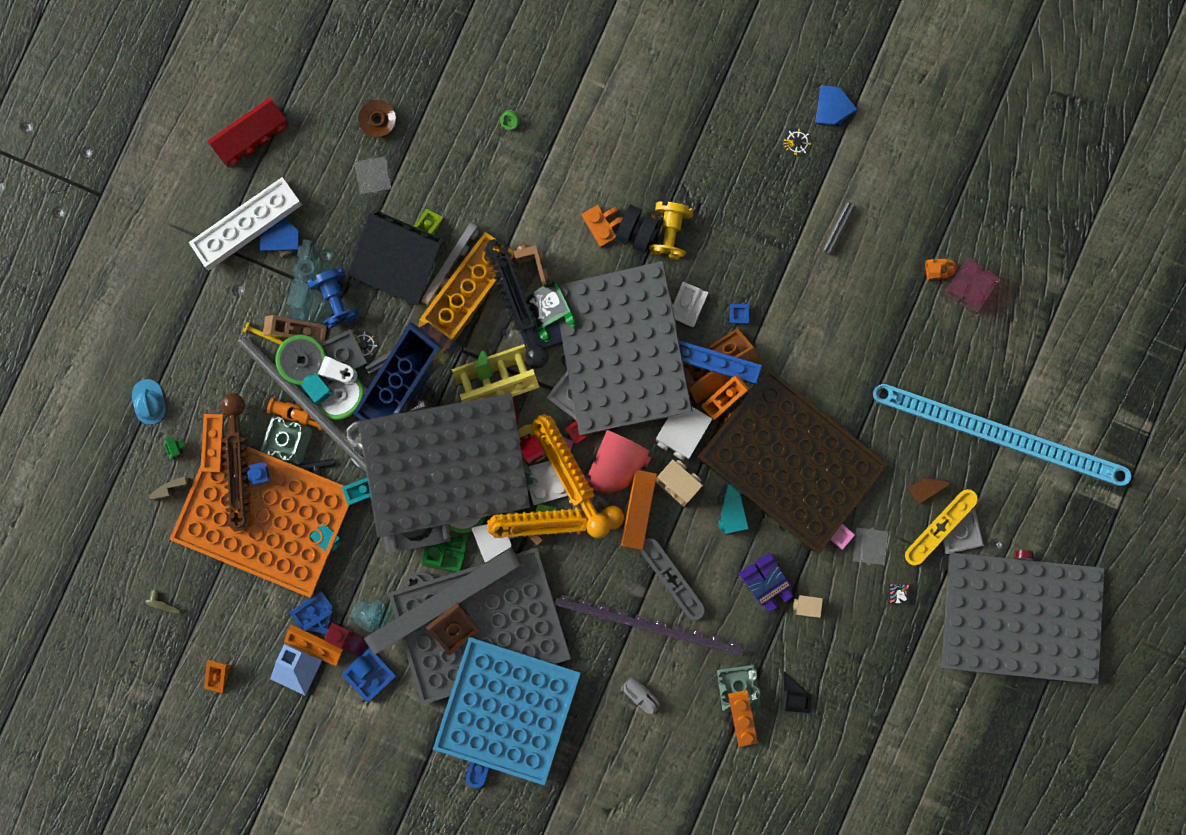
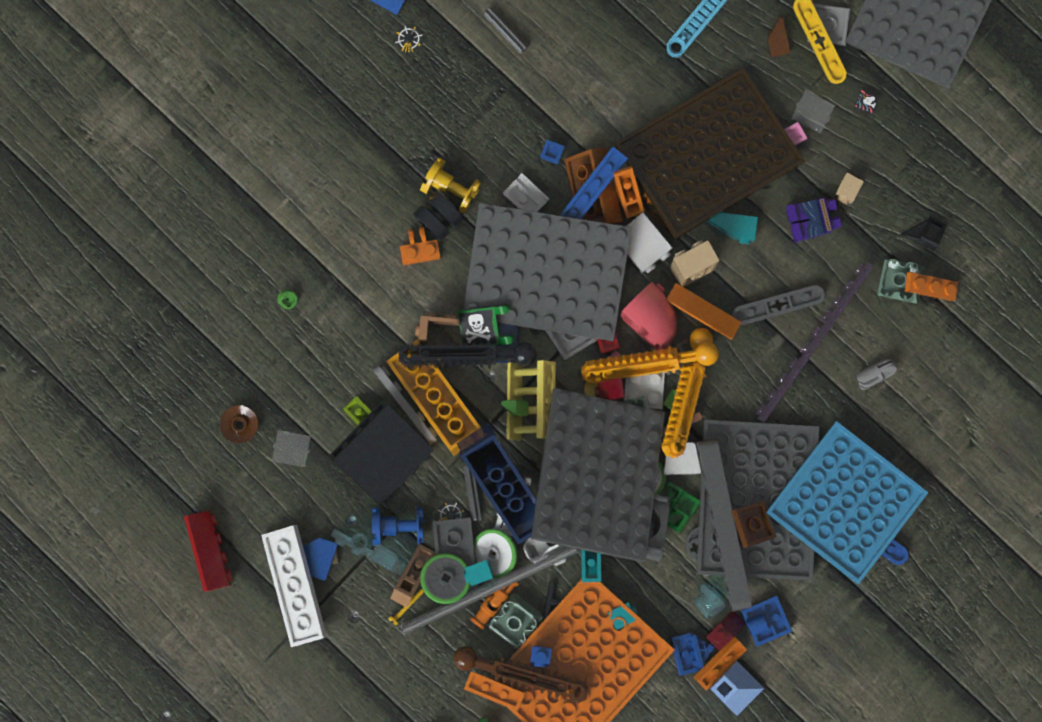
camera: 70 degrees left, 0 degrees up
(335, 370) = (467, 549): white piece -> none

